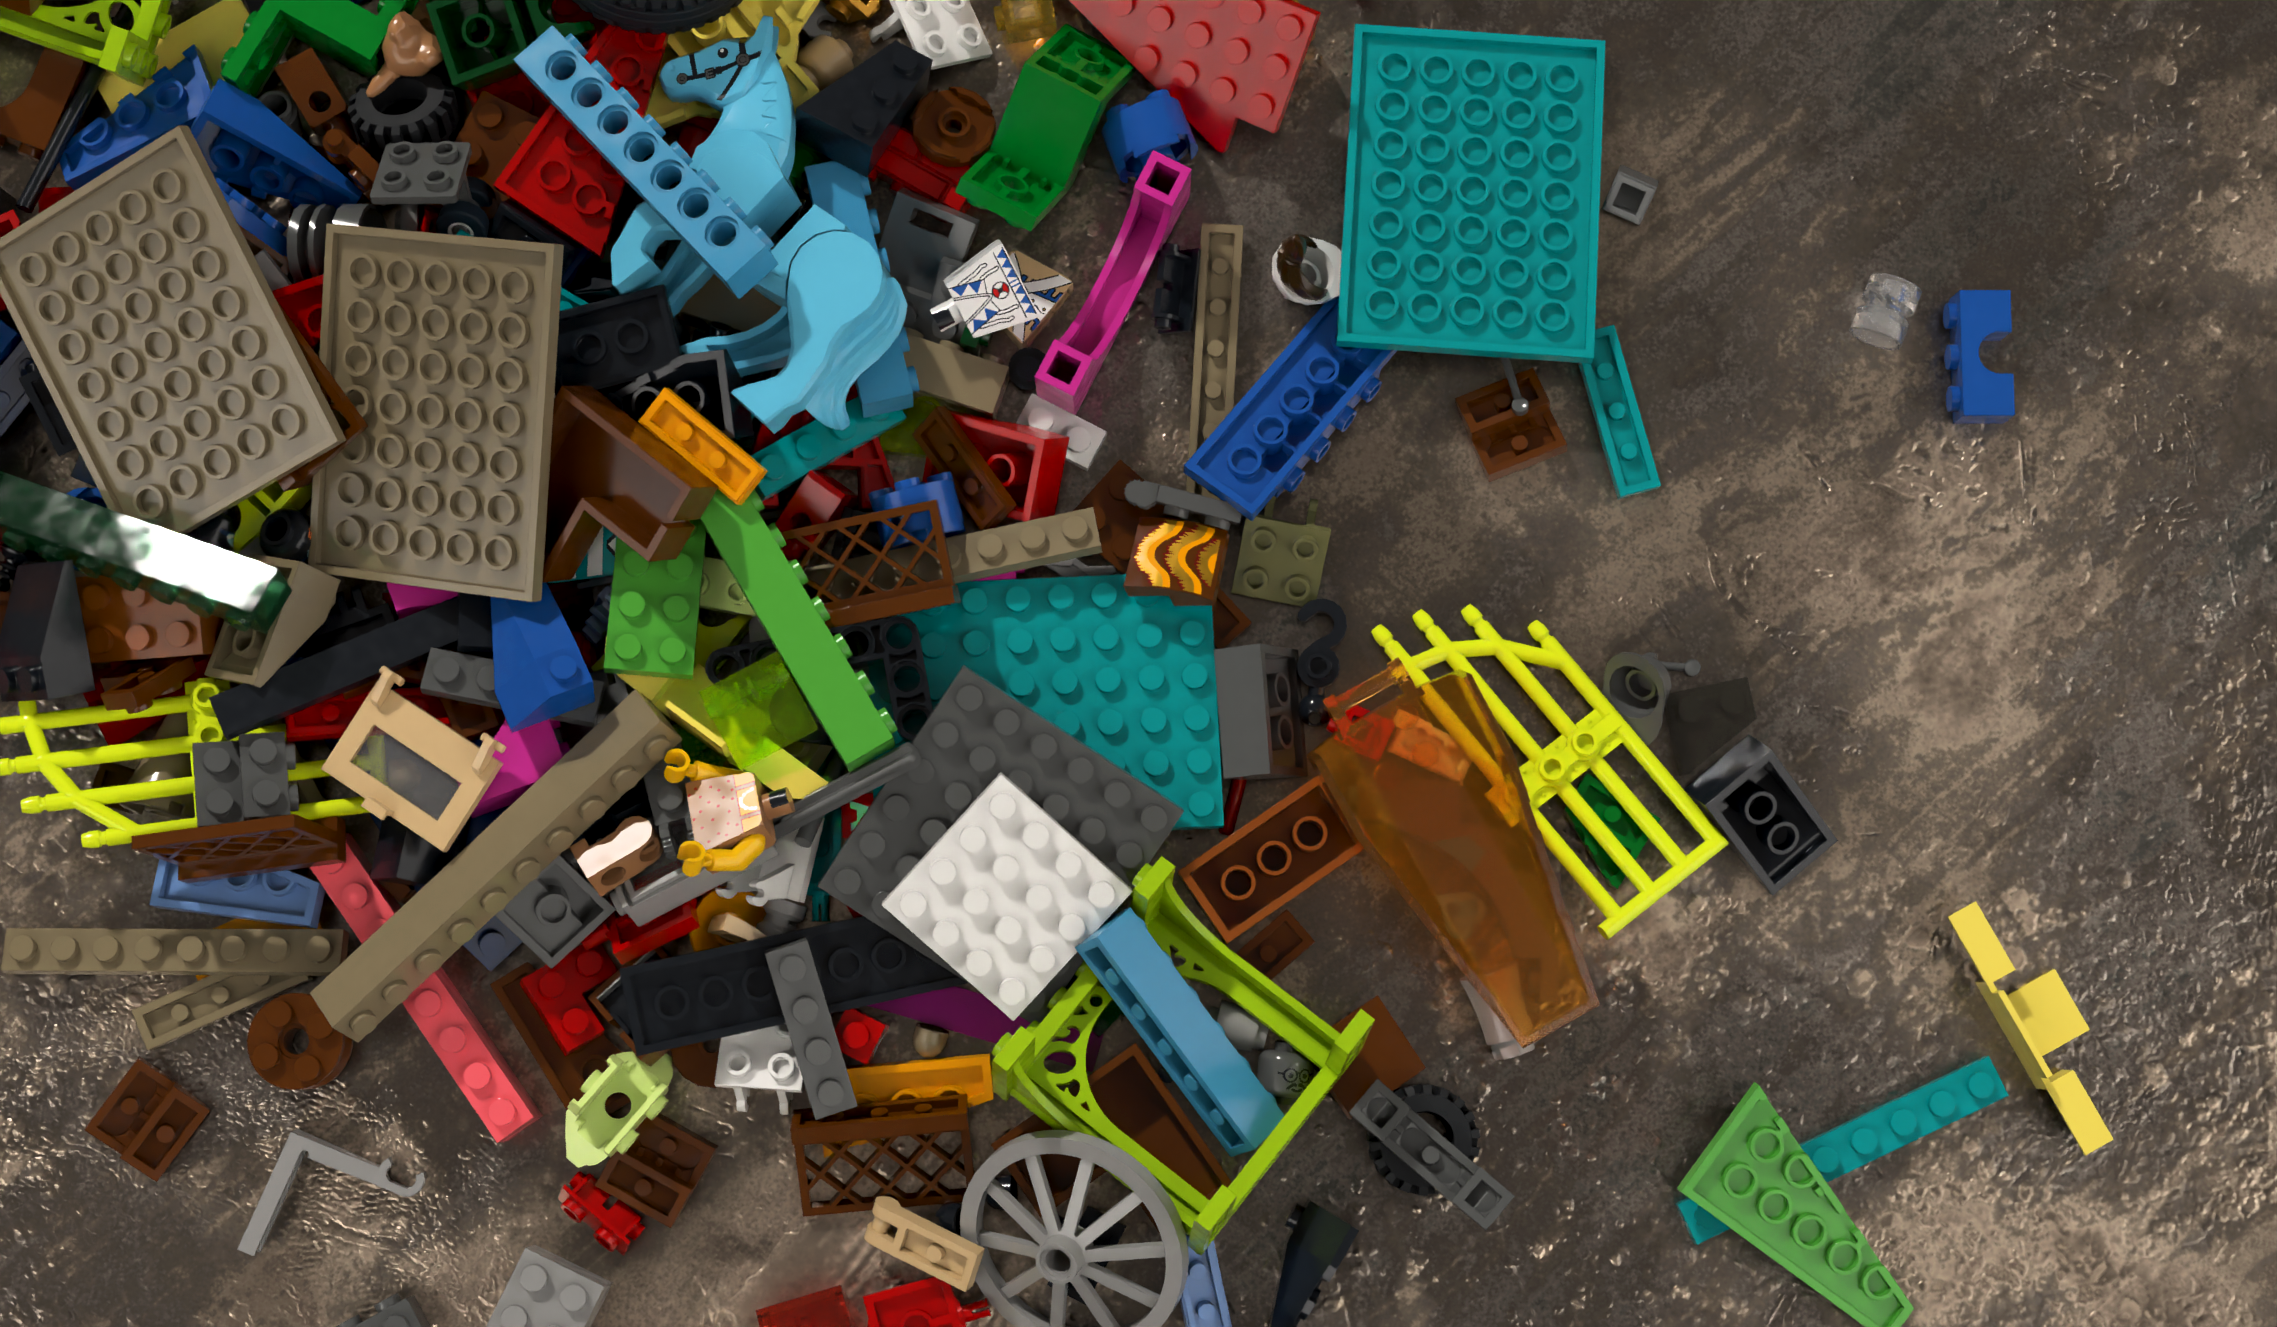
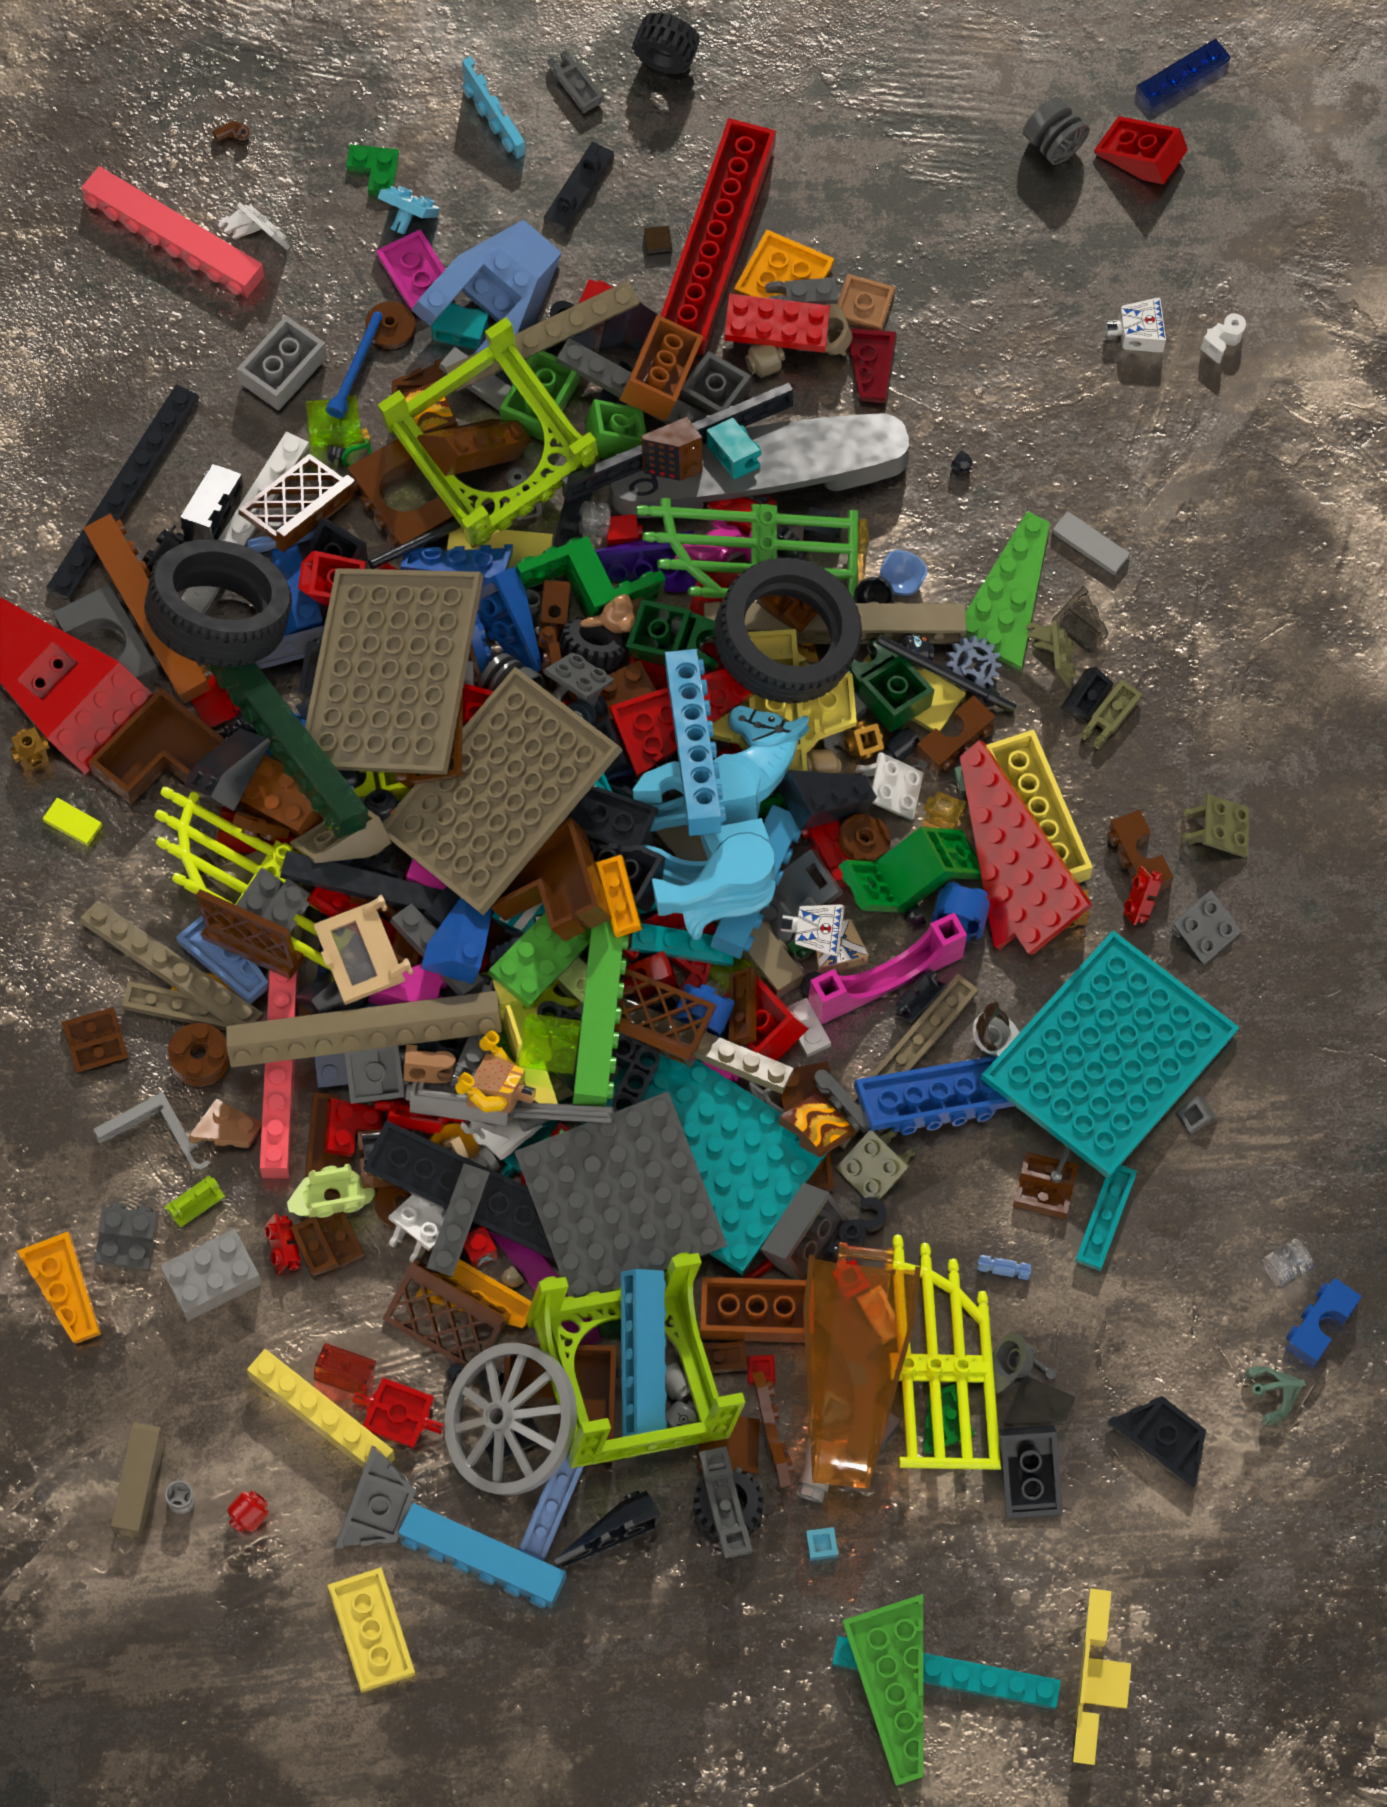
camera: 35 degrees right, 15 degrees down
(408, 1111) = (226, 1126): none -> medium nougat wing
(443, 1240) = (195, 1201): none -> lime hinge
(923, 1244) = (433, 1372): tan plate -> none
(1006, 896) = (605, 1221): white plate -> none
(1090, 184) = (914, 916): none -> black hinge
(1331, 927) = (761, 1363): none -> red tile
(1430, 1019) = (769, 1413): none -> reddish brown plate
(1537, 570) = (1004, 1267): none -> medium blue axle
(1570, 1098) = (822, 1543): none -> medium azure tile
(1892, 647) = (1165, 1437): none -> black wing
(2003, 471) = (1290, 1385): none -> sand green helmet

